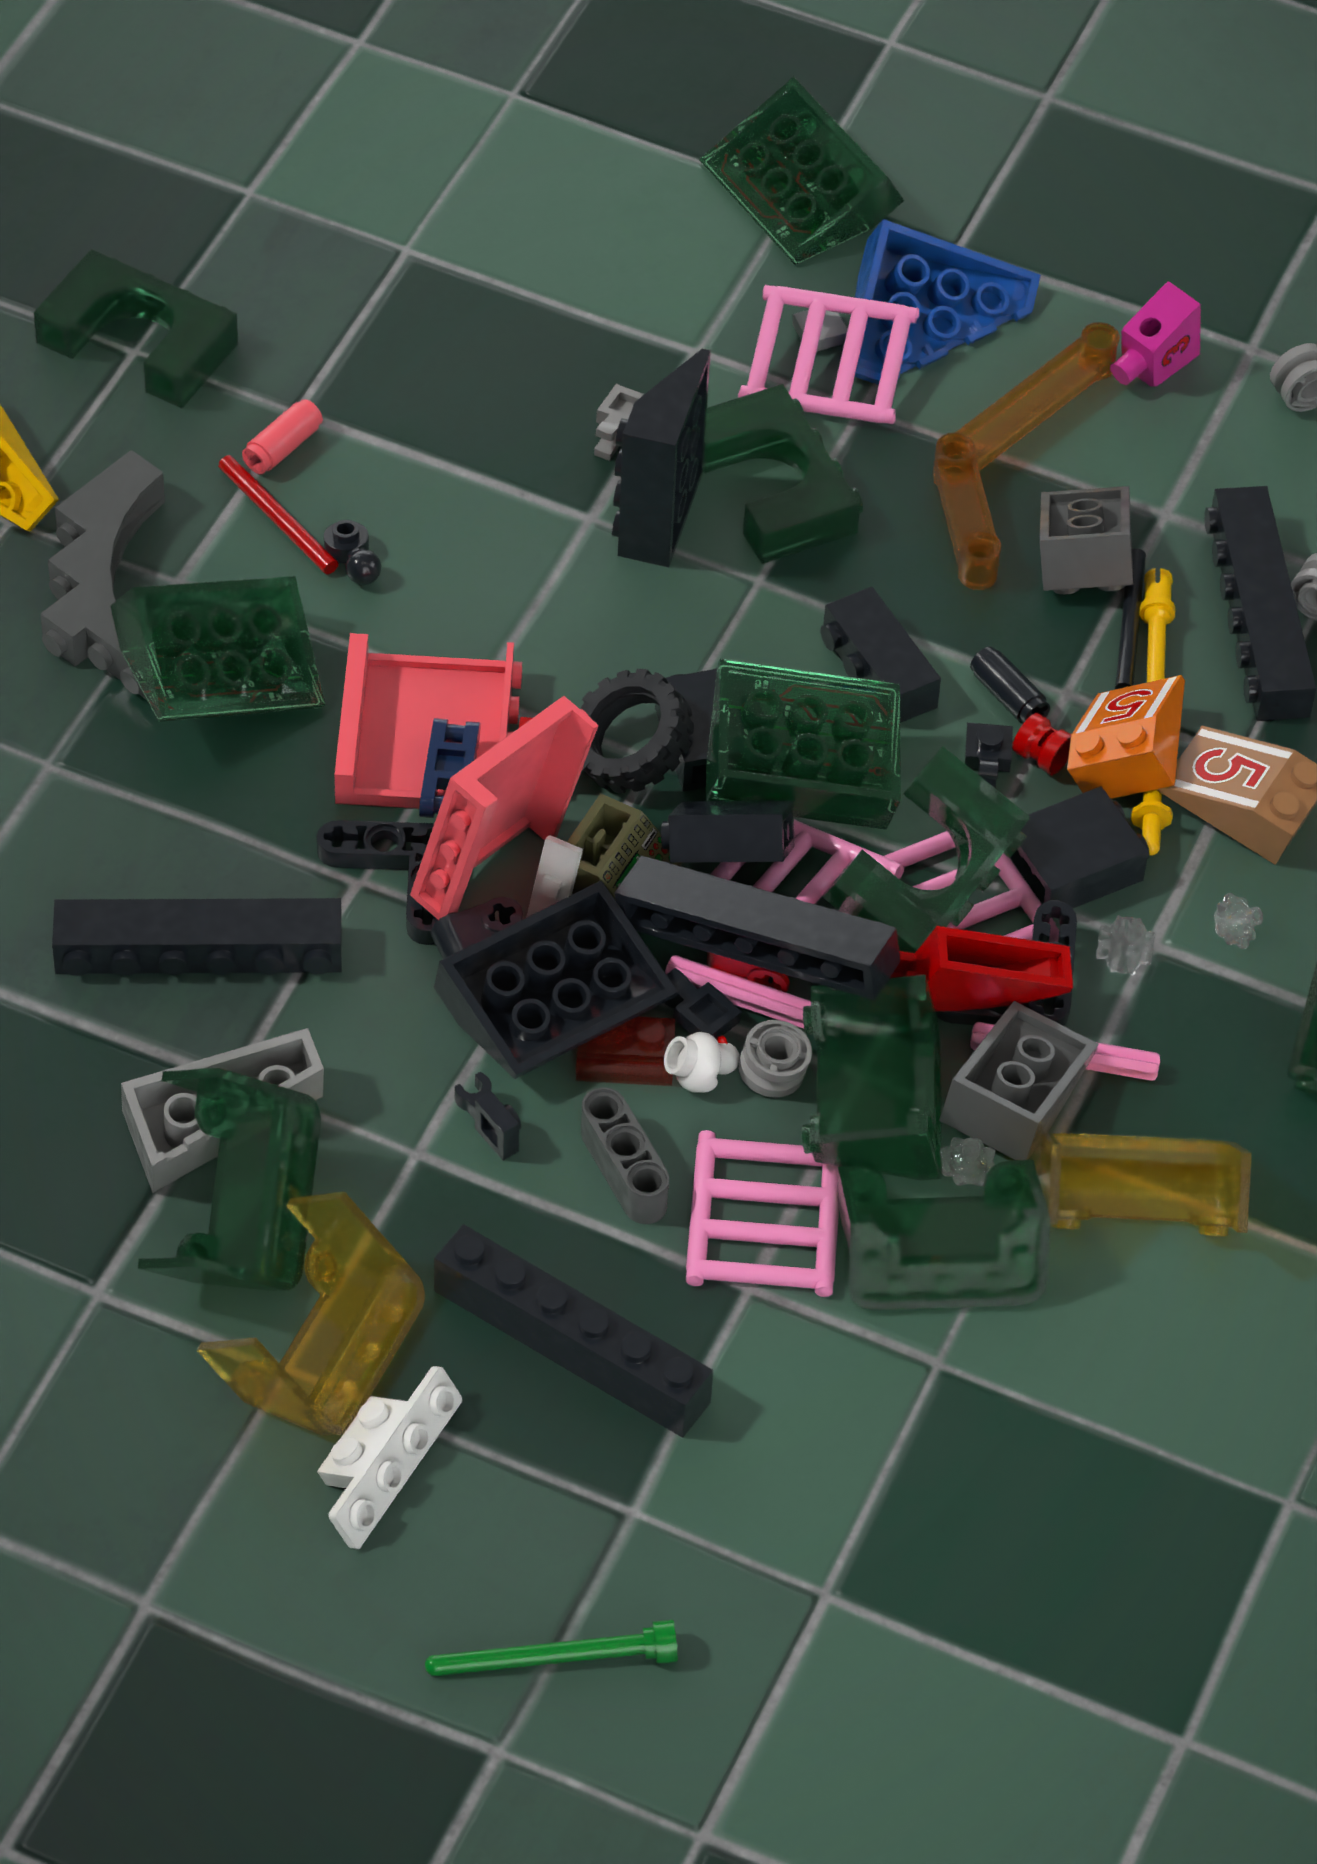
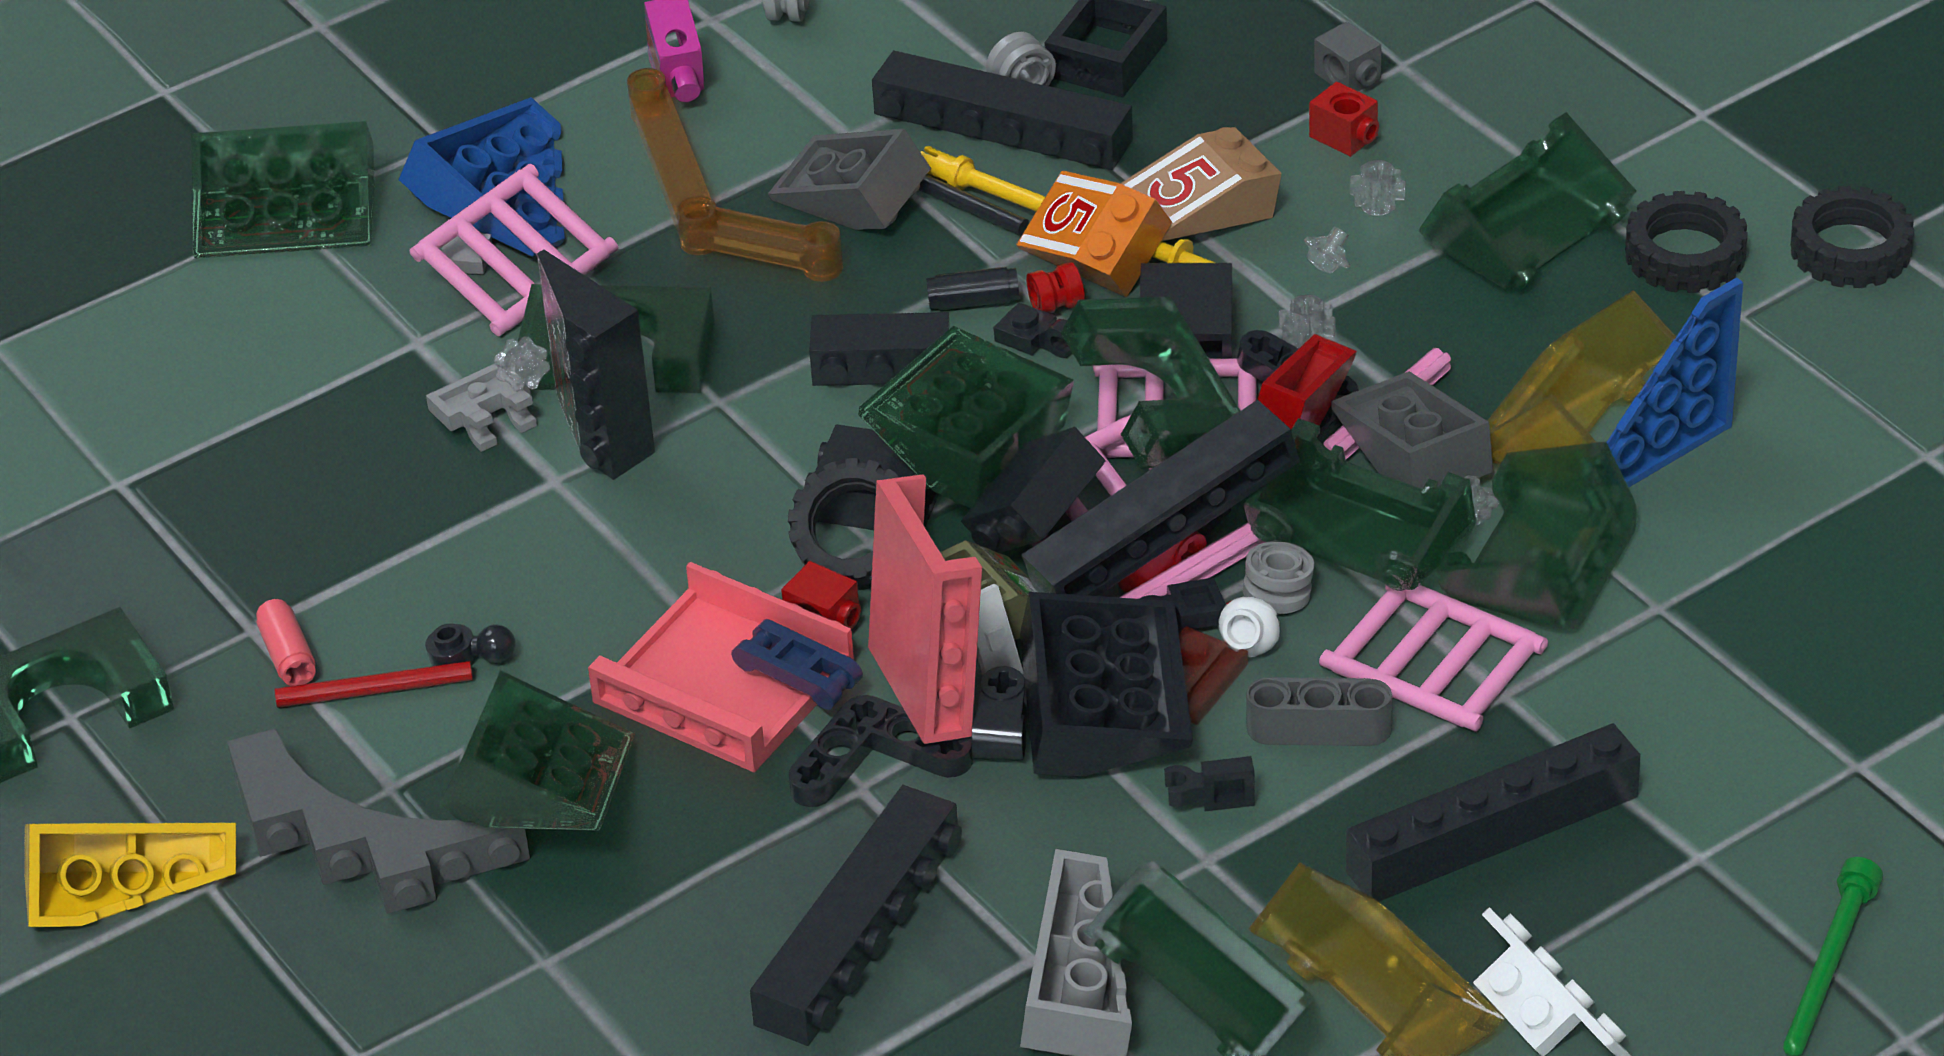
camera: 55 degrees left, 10 degrees down
(1167, 1254) = (1687, 393): none -> blue slope

